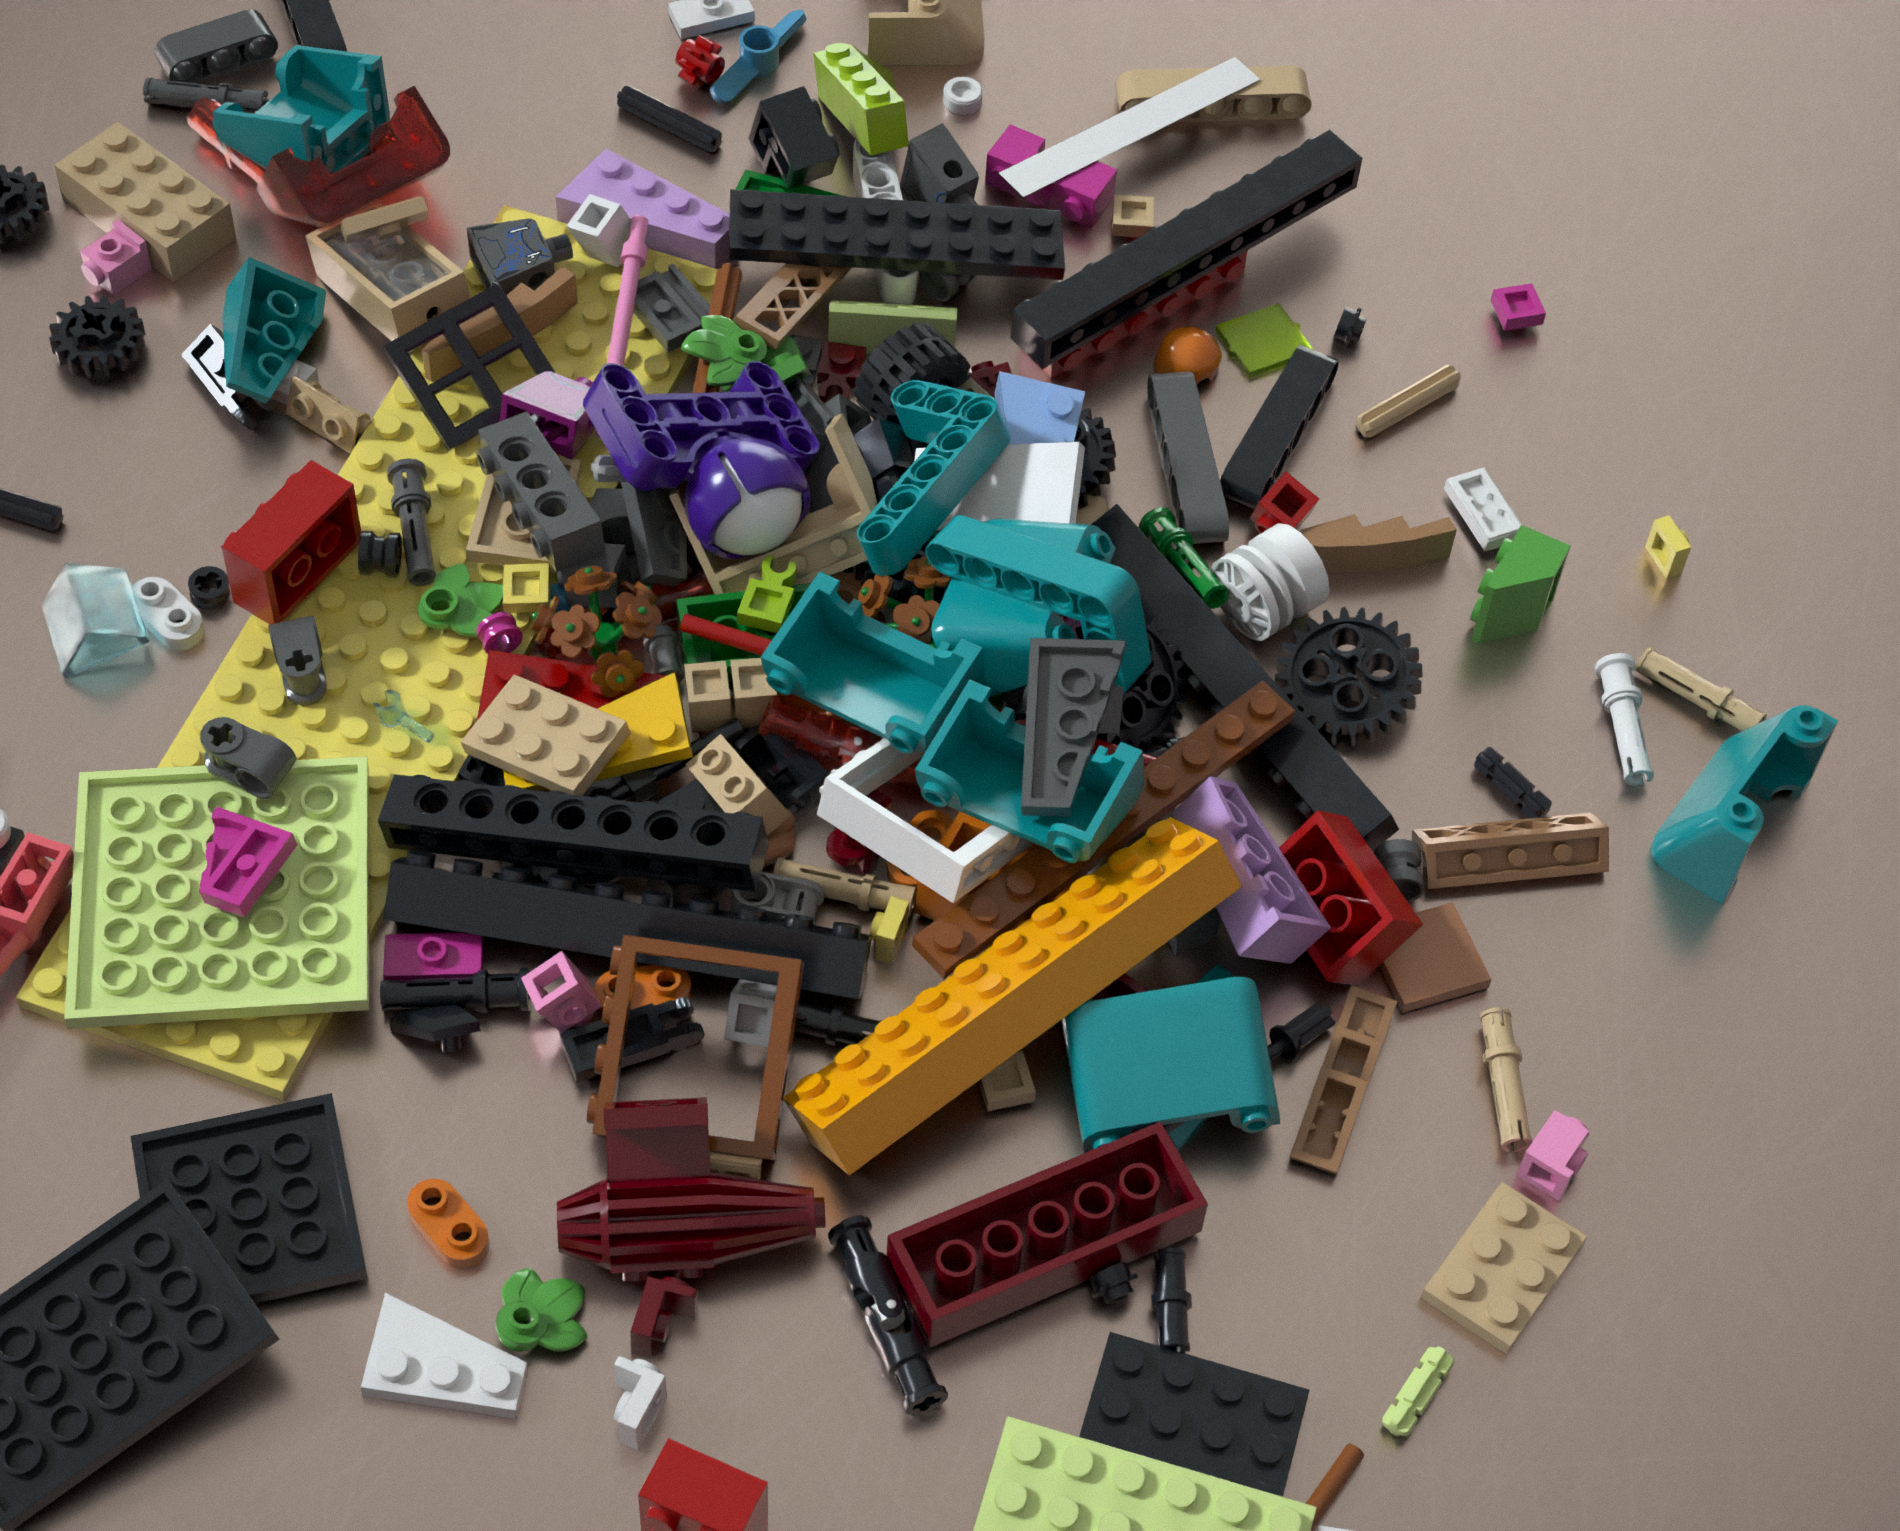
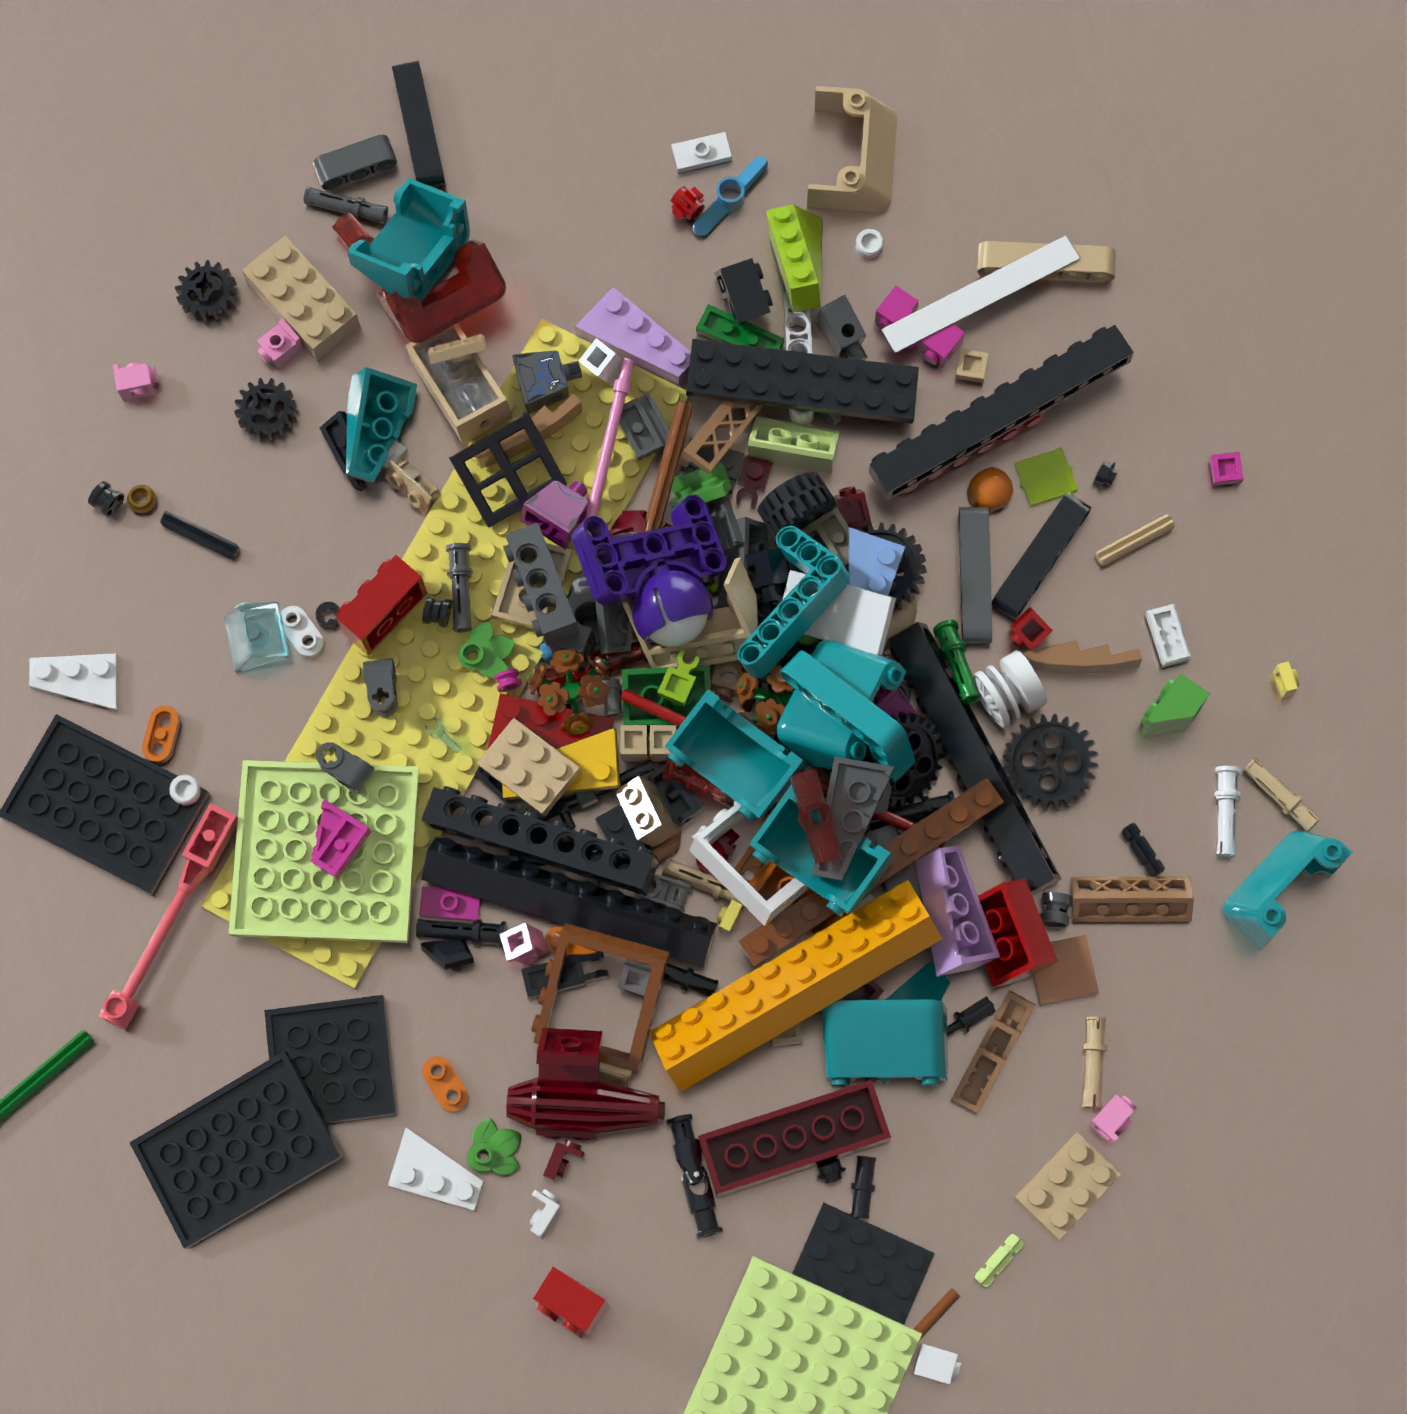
camera: 15 degrees right, 20 degrees up
(526, 587) = (527, 647): light yellow plate -> none
(669, 119) = (661, 249): black axle -> none
(723, 346) = (670, 475): bright green plate -> none
(1016, 712) = (808, 798): none -> clear red piece

